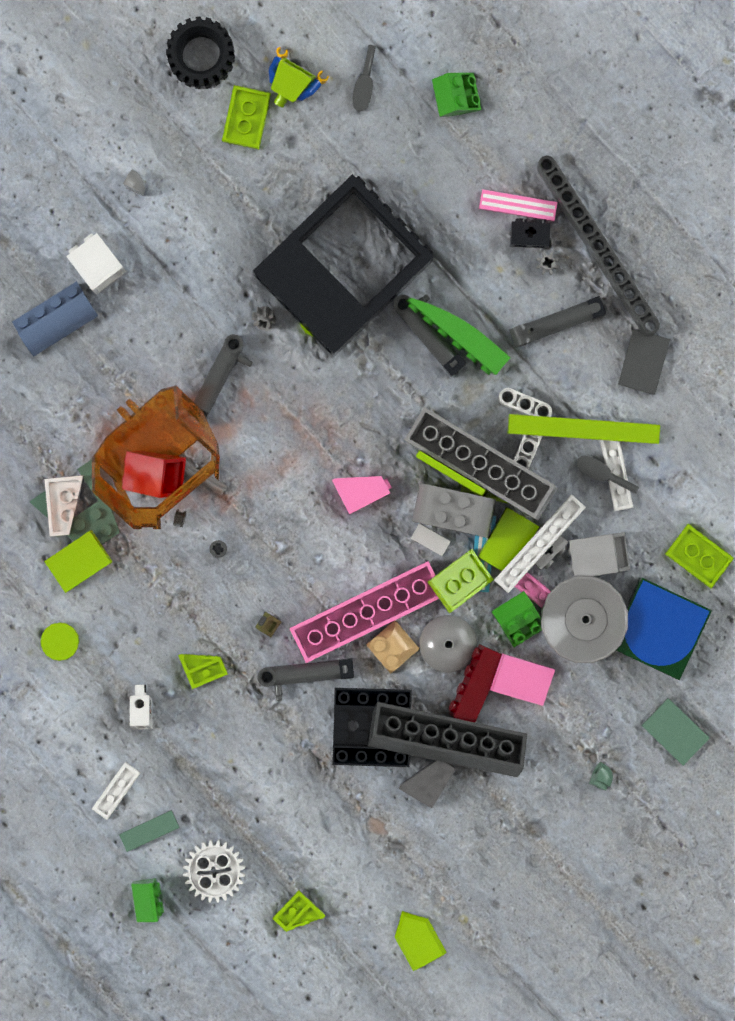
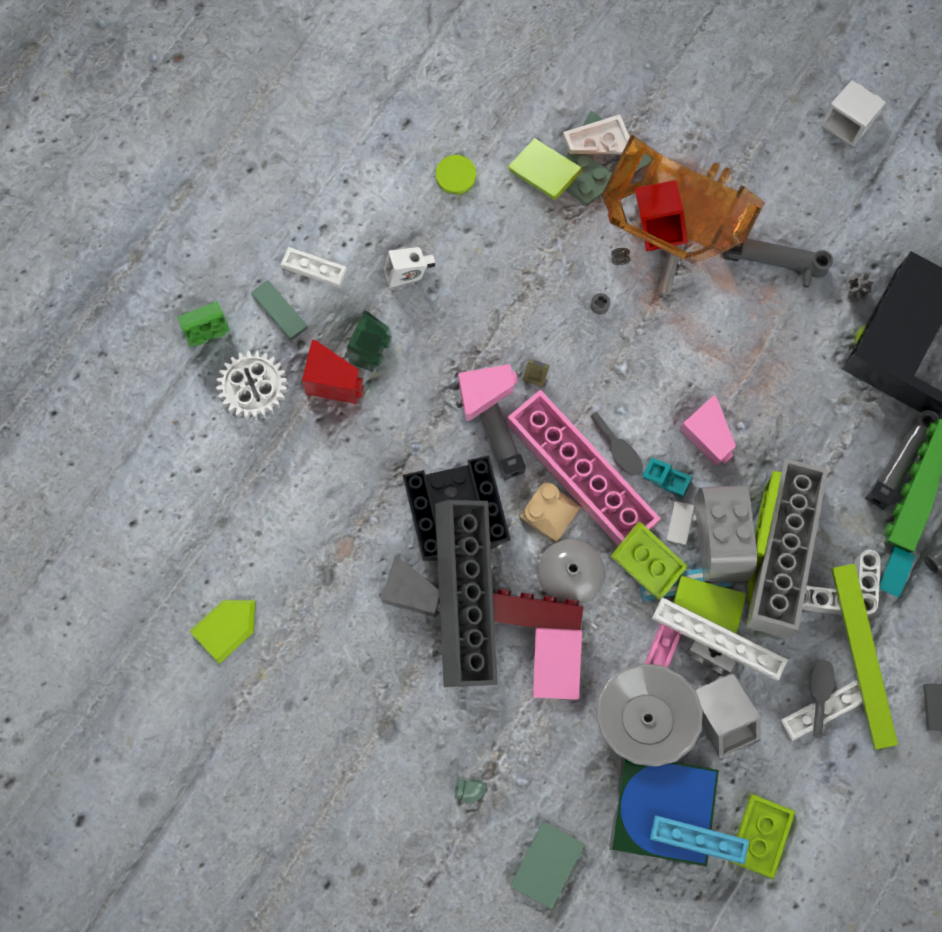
camera: 65 degrees right, 15 degrees down
(54, 319) = (782, 89): sand blue brick -> none
(202, 668) = (468, 319): lime wing -> none
(204, 761) = (368, 342): none -> clear green slope
(226, 802) = (331, 376): none -> red slope
(276, 676) = (485, 388): none -> bright pink slope
(297, 912) = (227, 485): lime wing -> none
(356, 571) = (621, 450): none -> dark grey piece
(389, 539) = (665, 477): none -> teal slope
(518, 619) = (623, 641): bright green slope -> none
(521, 375) = (896, 571): none -> teal slope
(691, 610) = (699, 839): none -> medium azure tile

